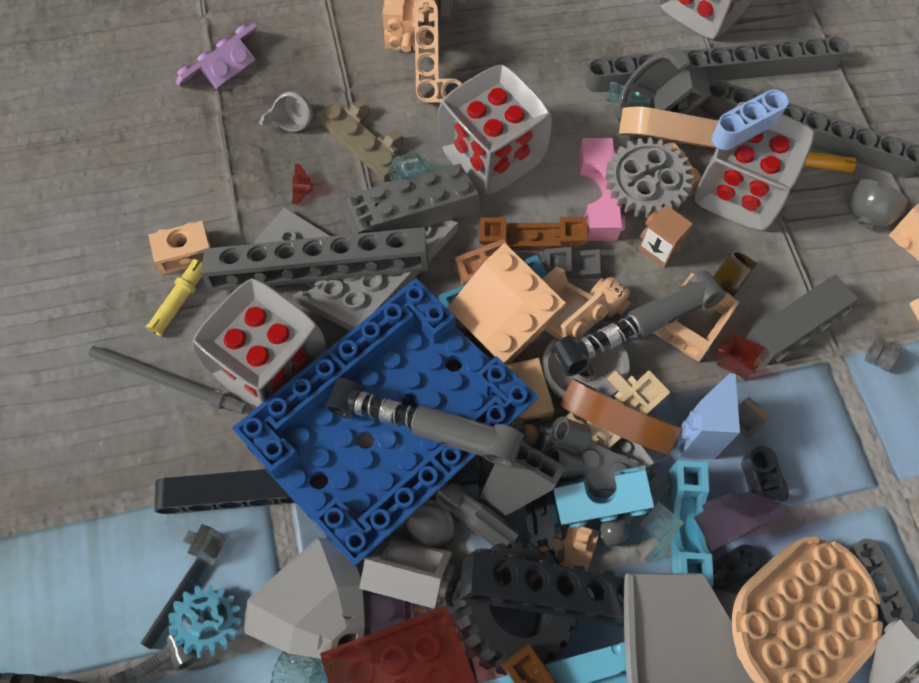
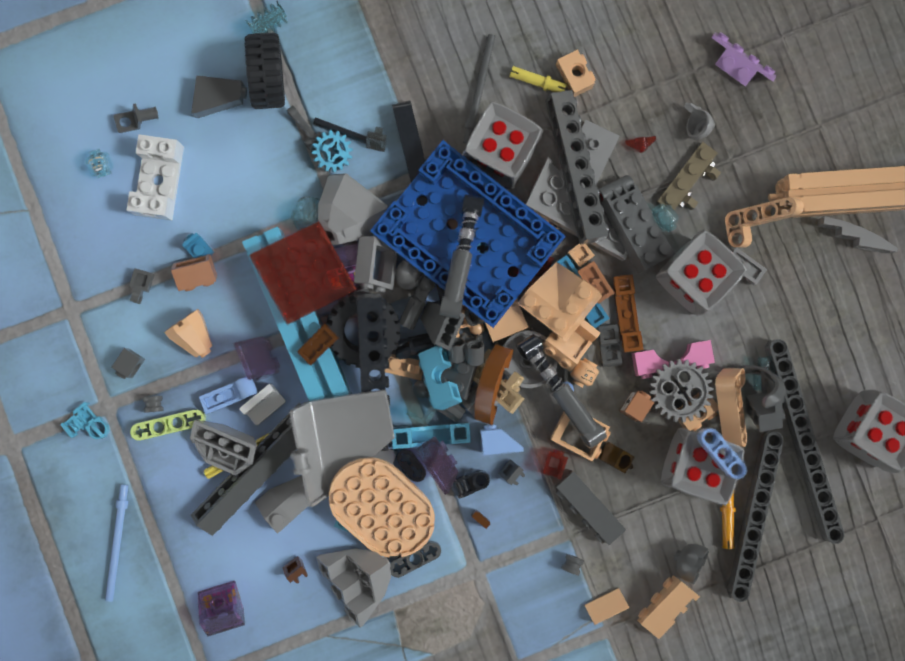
camera: 80 degrees right, 20 degrees up
(440, 279) = (580, 254): none -> light nougat plate
(818, 471) = (480, 518): none -> reddish brown tile

